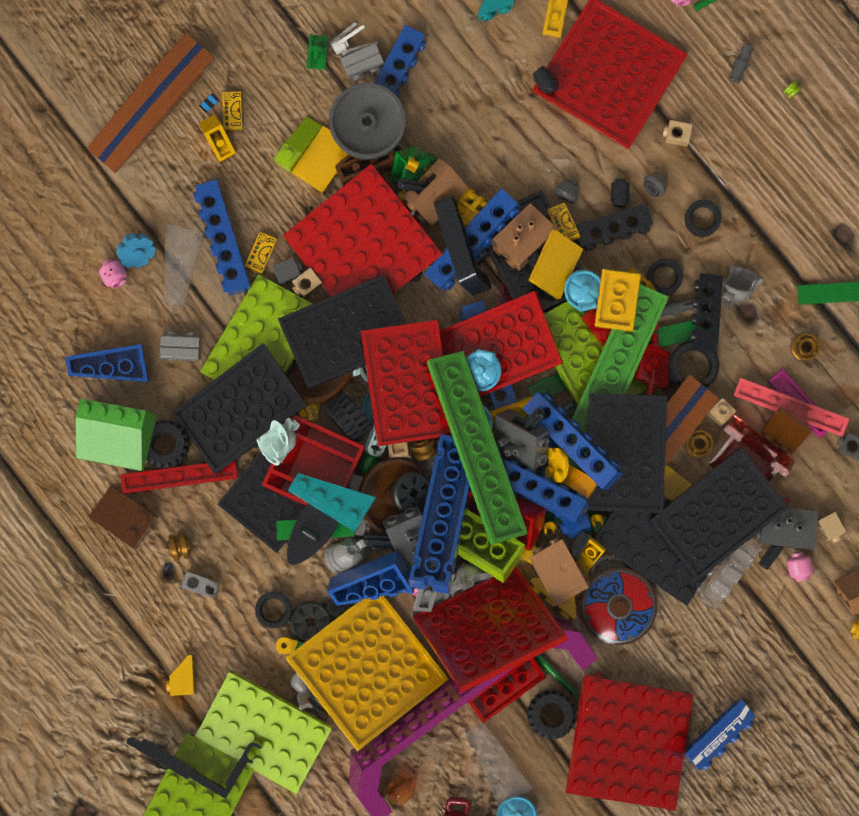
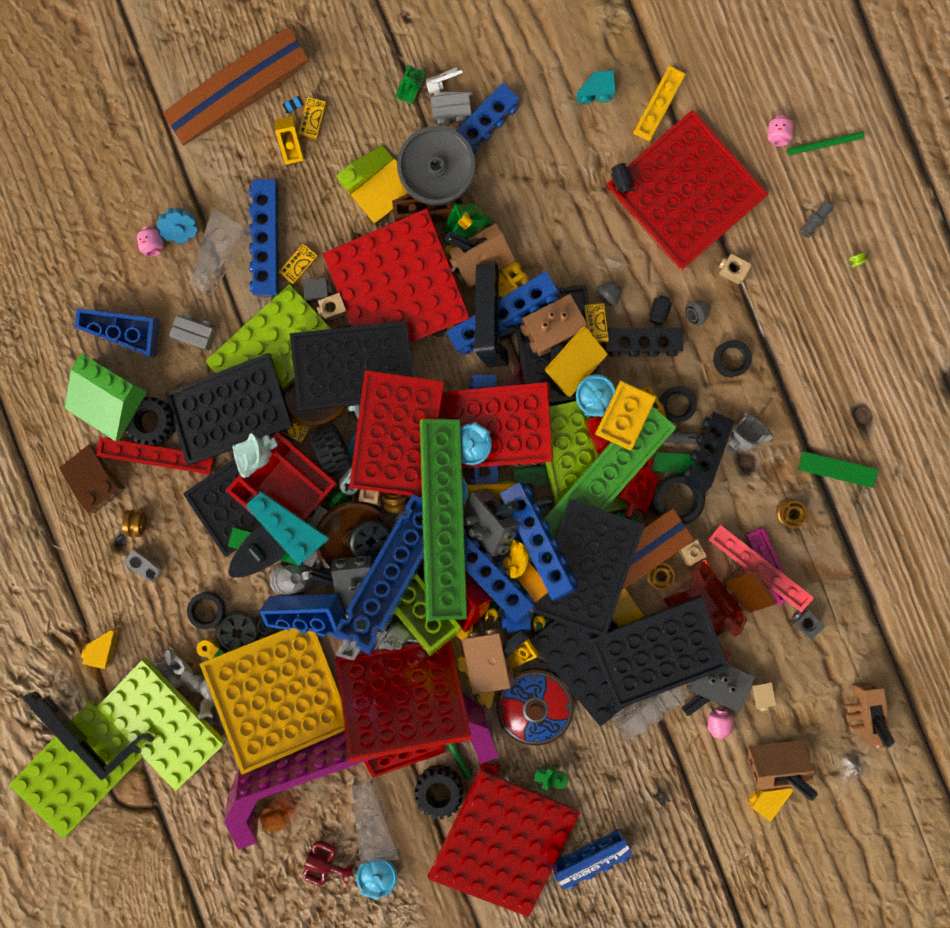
camera: 25 degrees right, 5 degrees up
(267, 676) = (179, 672): none -> light grey animal
(655, 666) = (551, 777): none -> green hips
(766, 655) = (661, 797): none -> clear smoke bush

